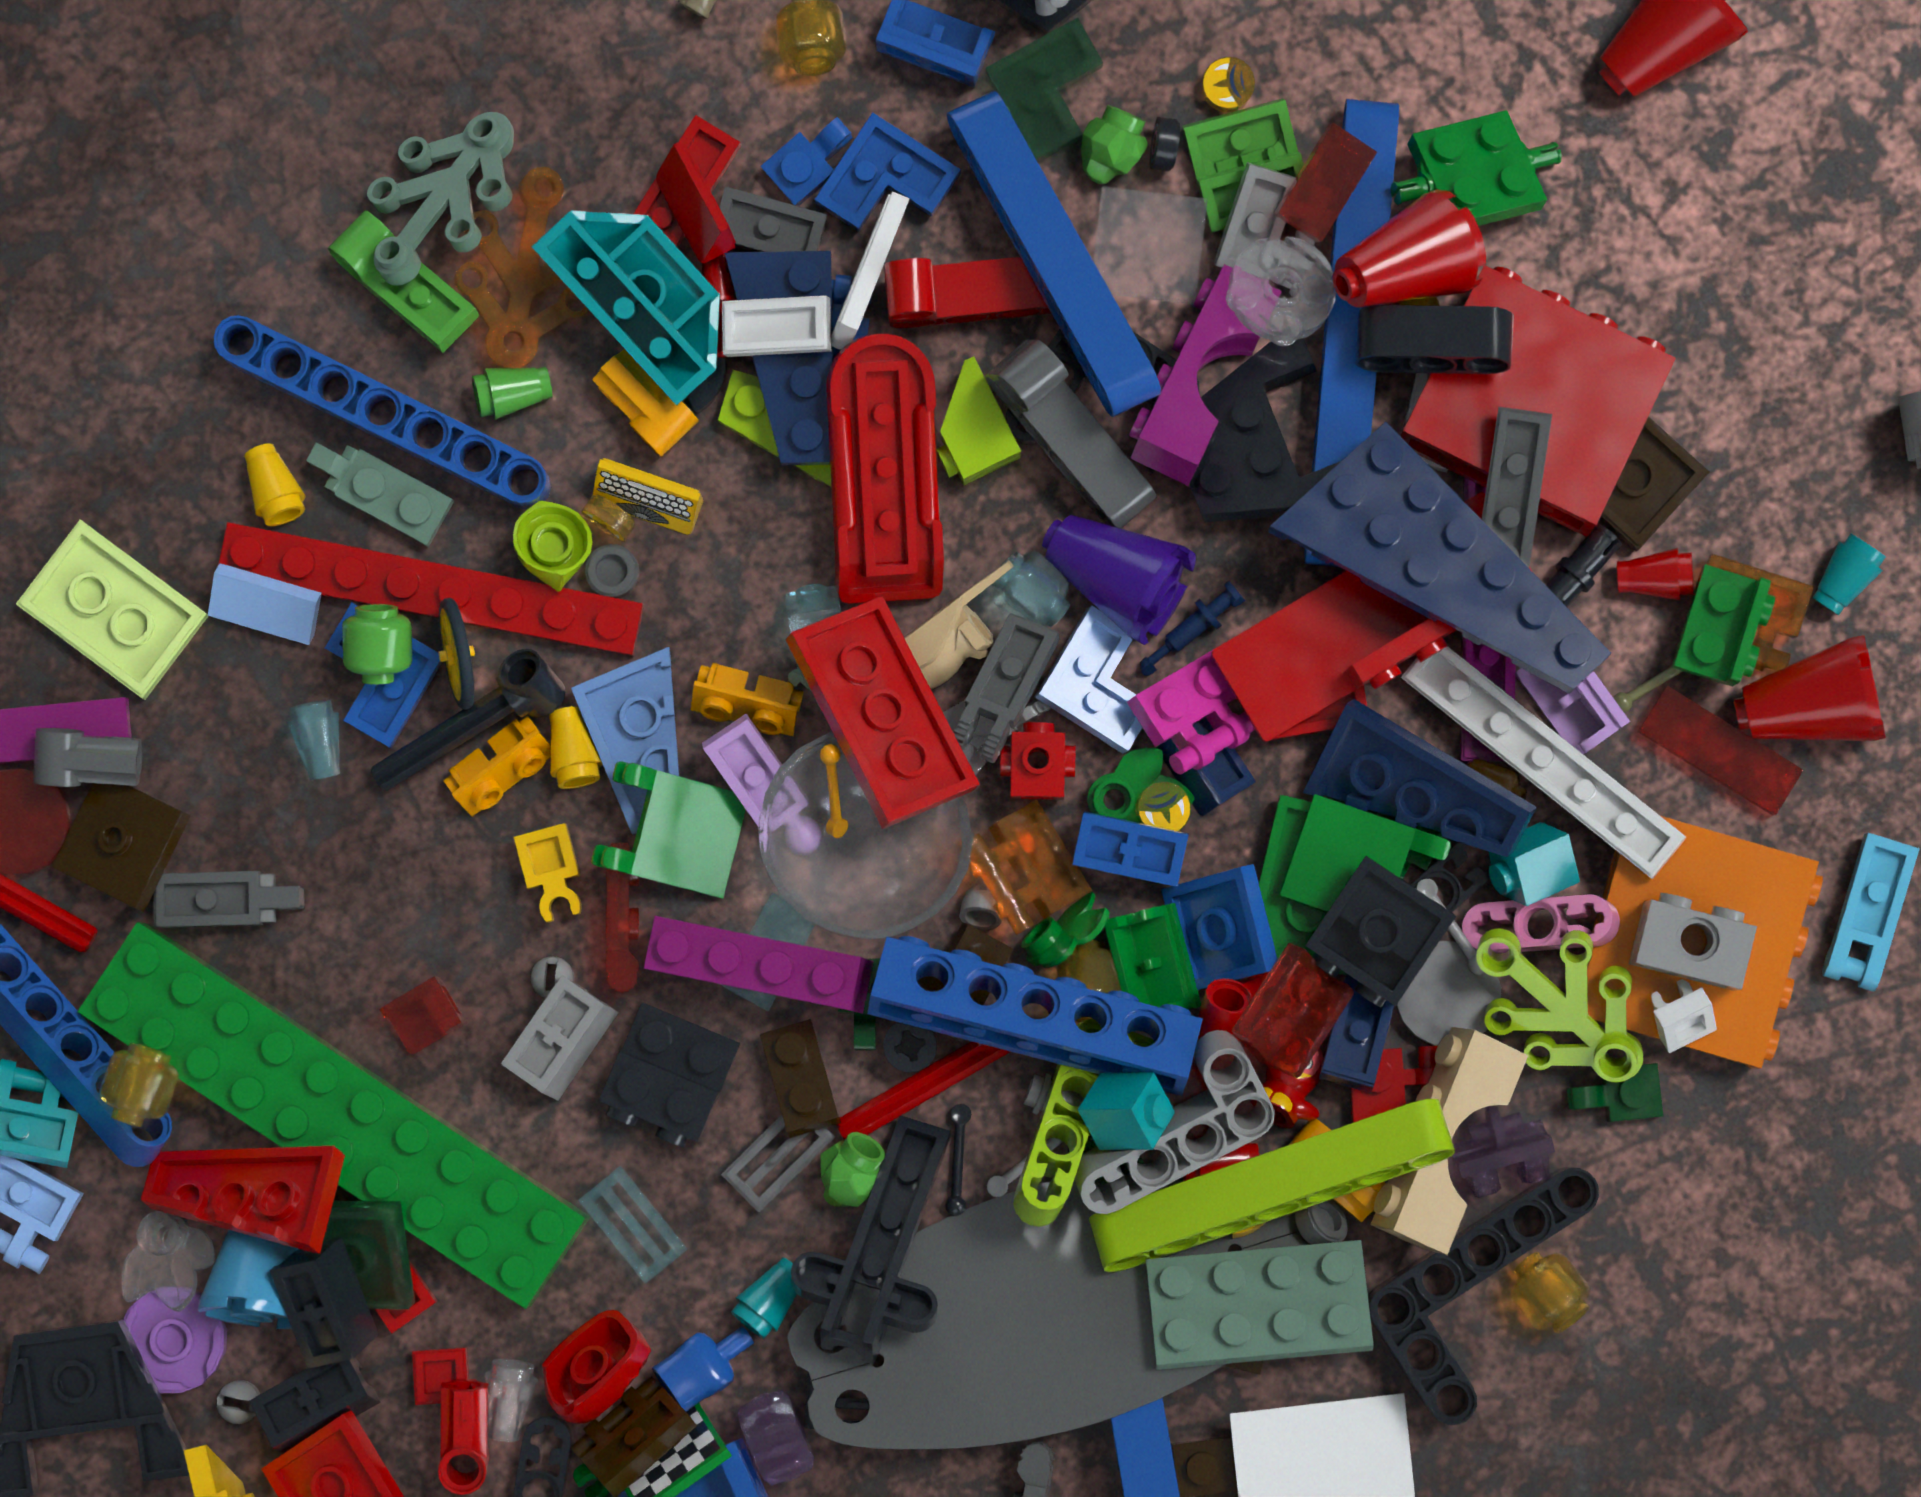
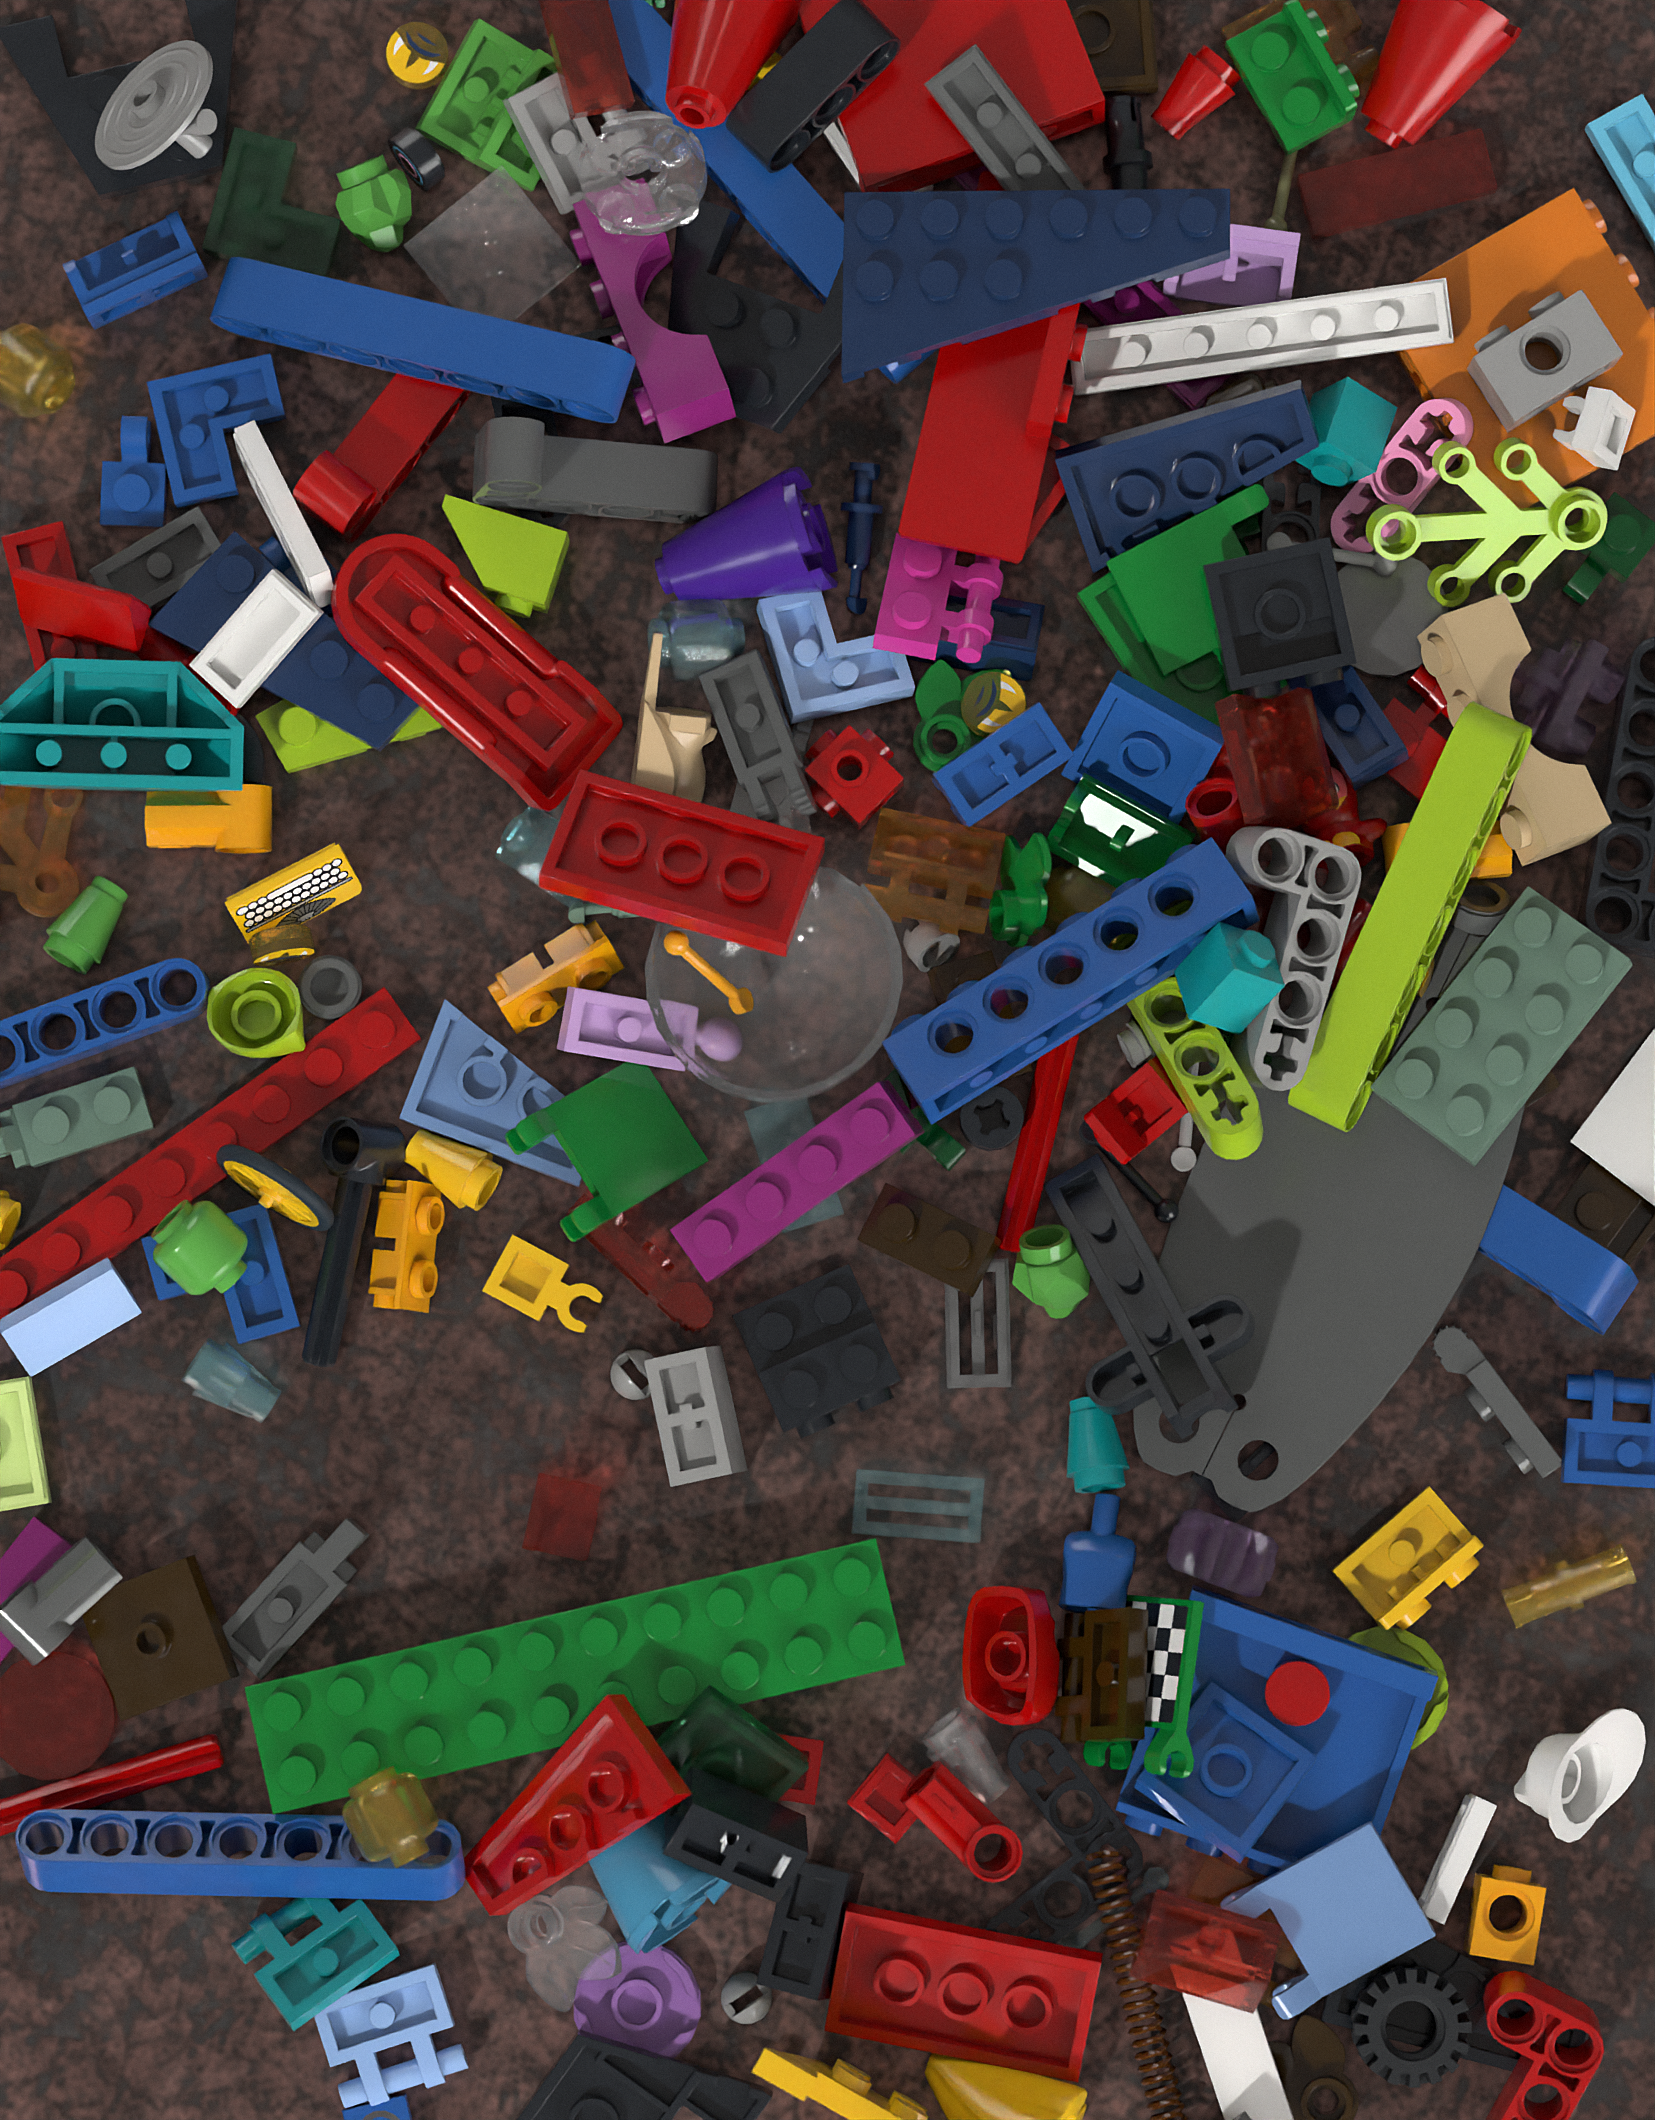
camera: 50 degrees left, 0 degrees up
(996, 1131) = (1136, 1112): none -> red bracket

